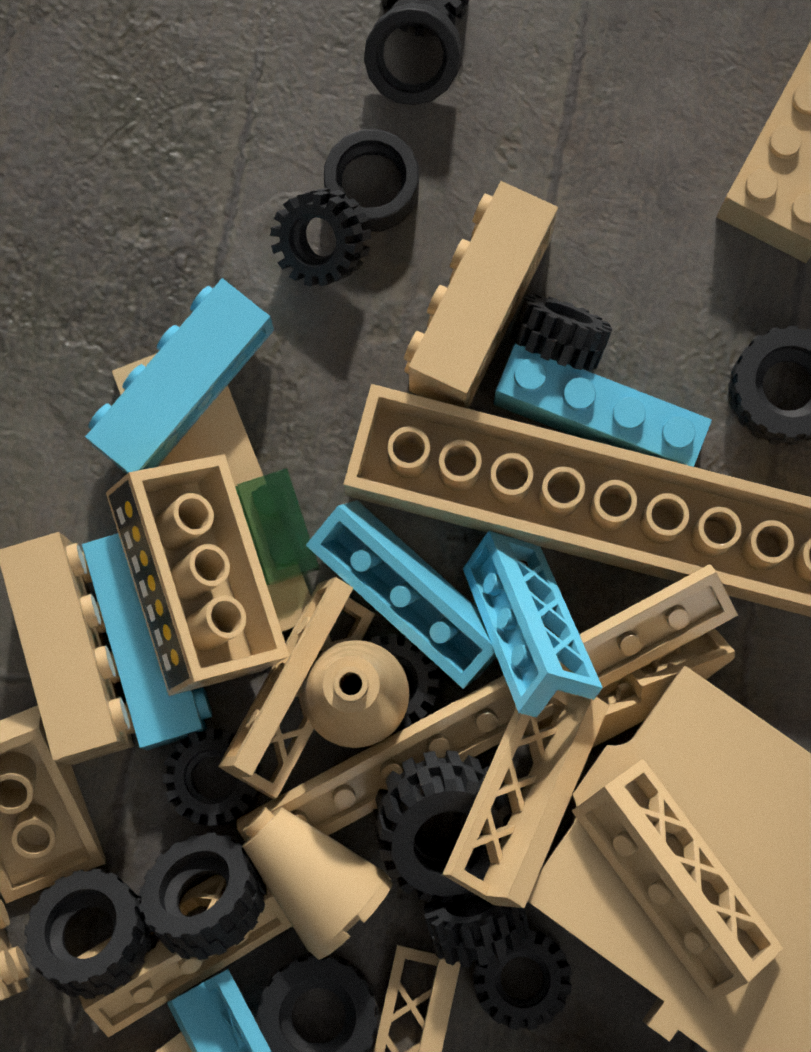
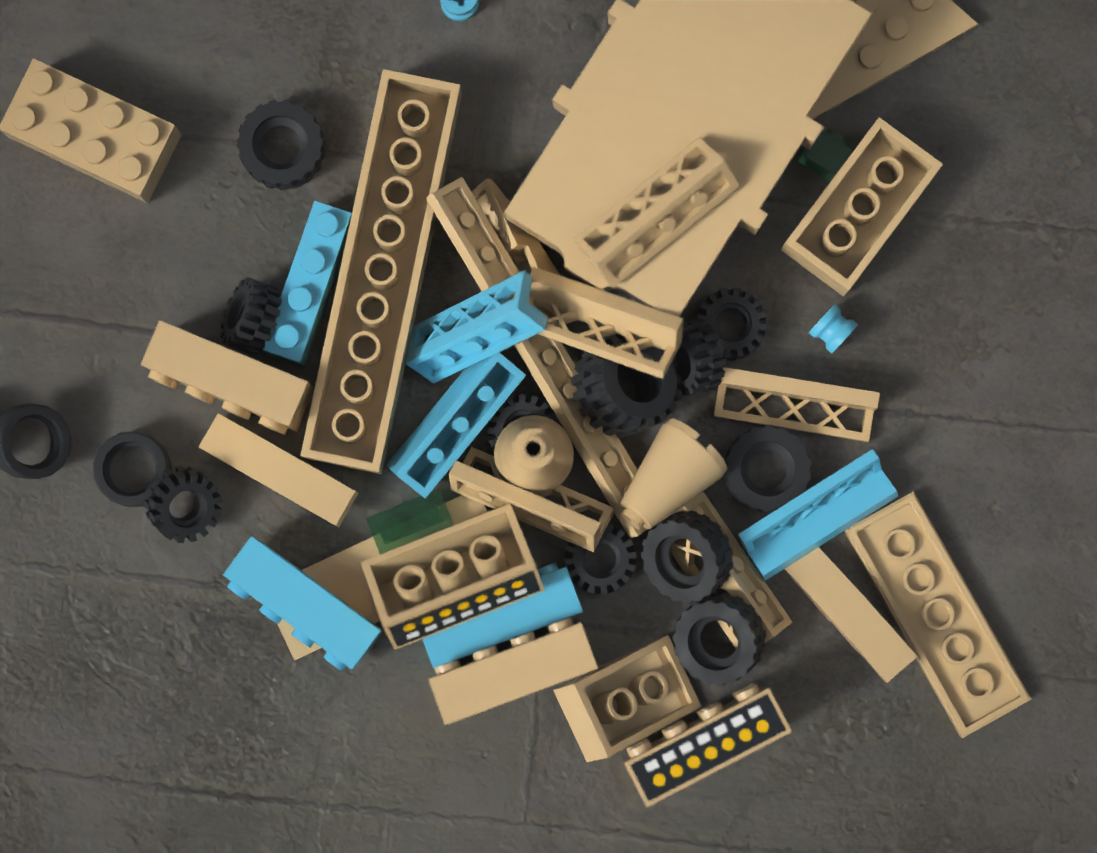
camera: 95 degrees left, 5 degrees up
(356, 362) = (278, 470): none -> tan slope

